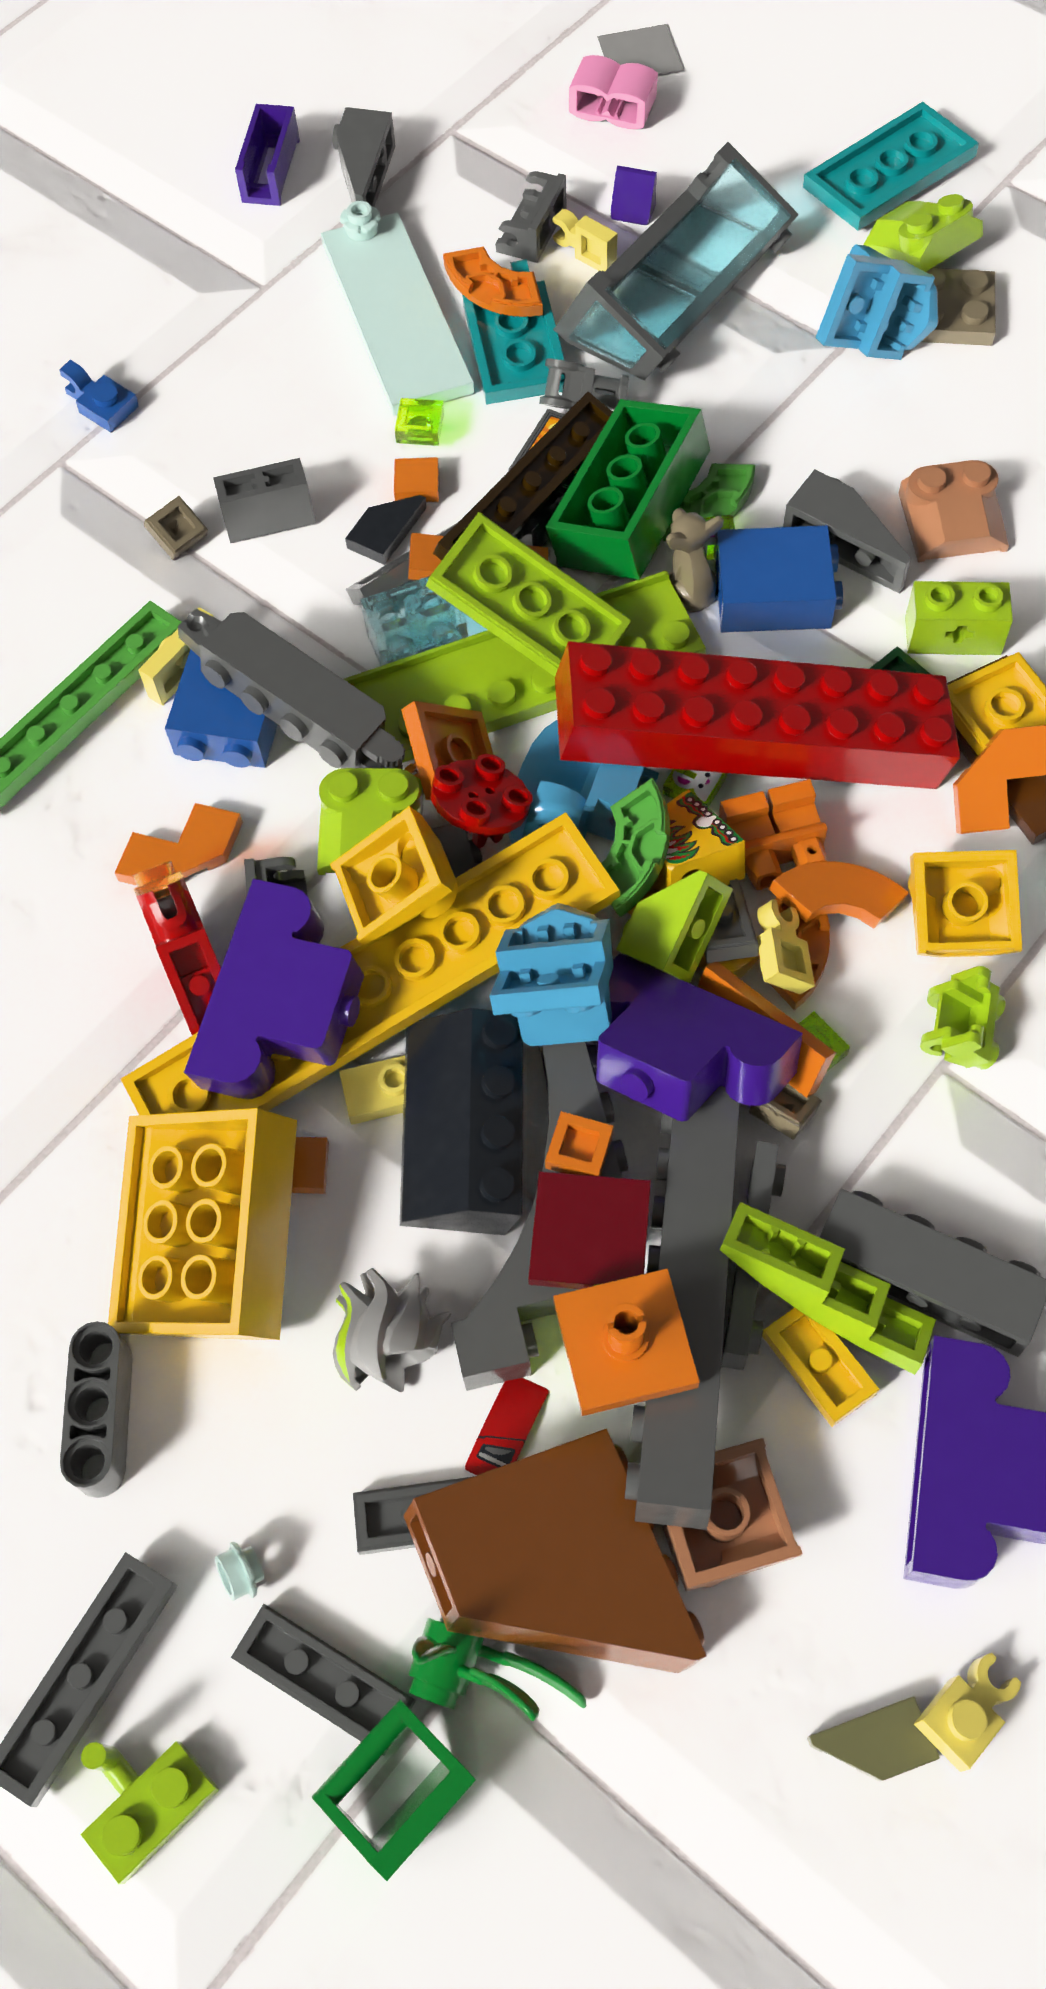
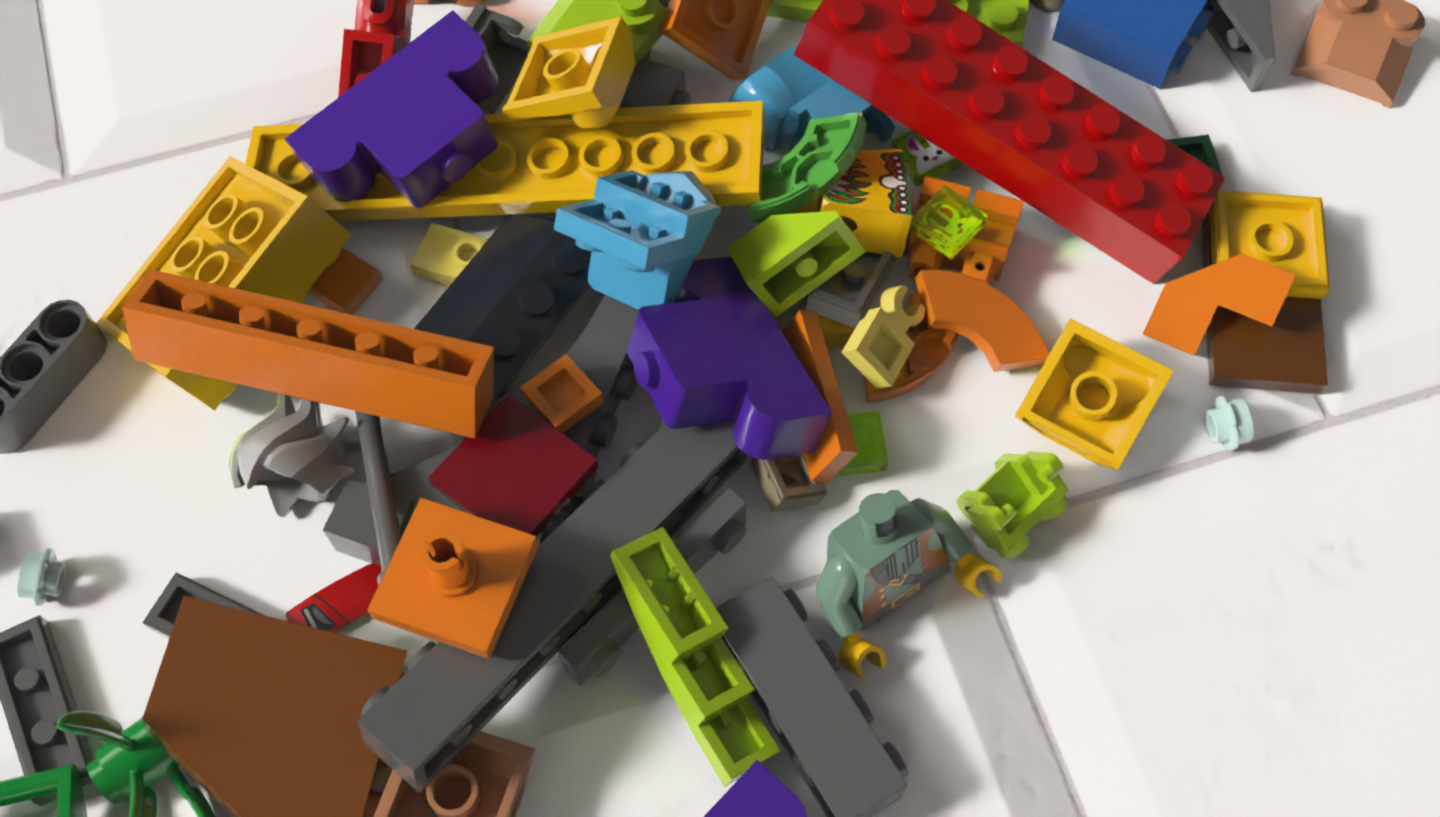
camera: 30 degrees right, 0 degrees up
(367, 1236) = (311, 353): none -> orange brick
(386, 1232) = (379, 487): none -> dark grey bar
(481, 797) = (702, 51): red plate -> none
(769, 829) = (947, 222): none -> clear neon green tile
(820, 1365) = (643, 724): yellow plate -> none
(910, 1127) = (884, 560): none -> sand green torso
(958, 618) = (1285, 137): lime brick -> none

